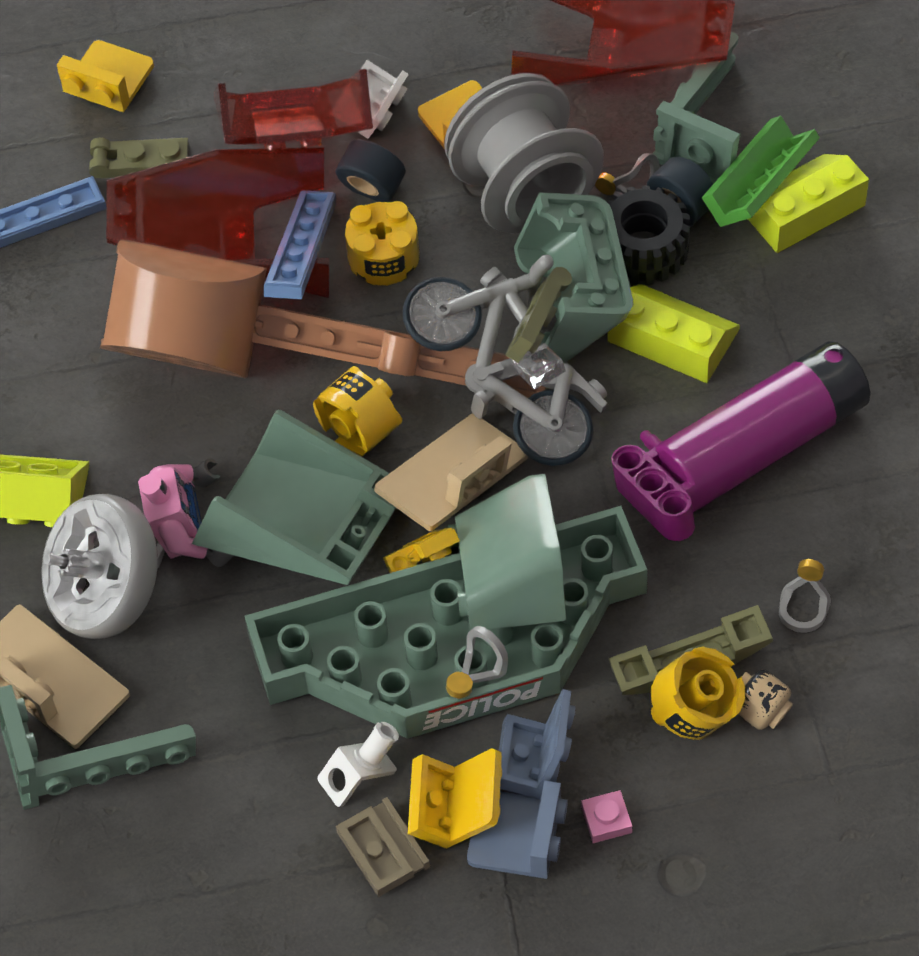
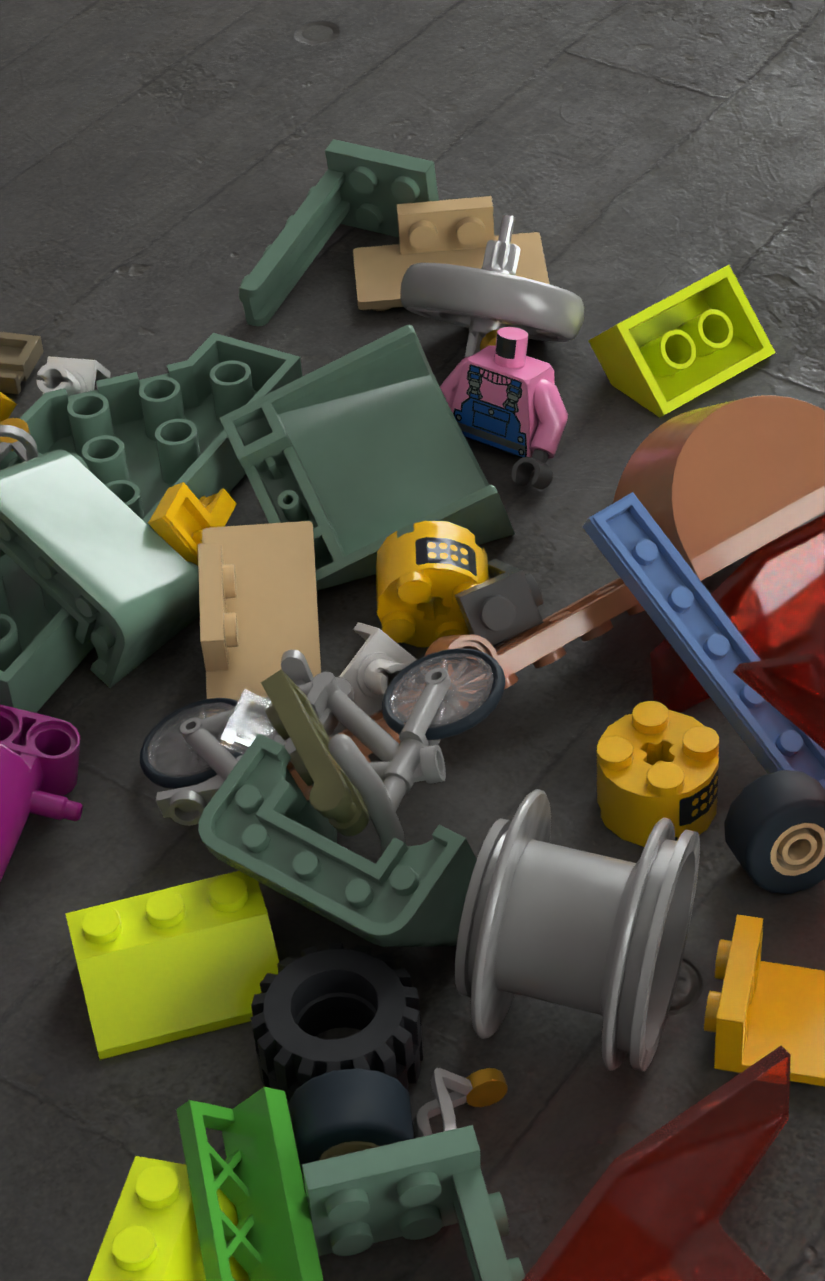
camera: 135 degrees right, 15 degrees down
(355, 354) = (501, 604): none -> dark grey bracket
(435, 388) = (374, 667): none -> white bracket

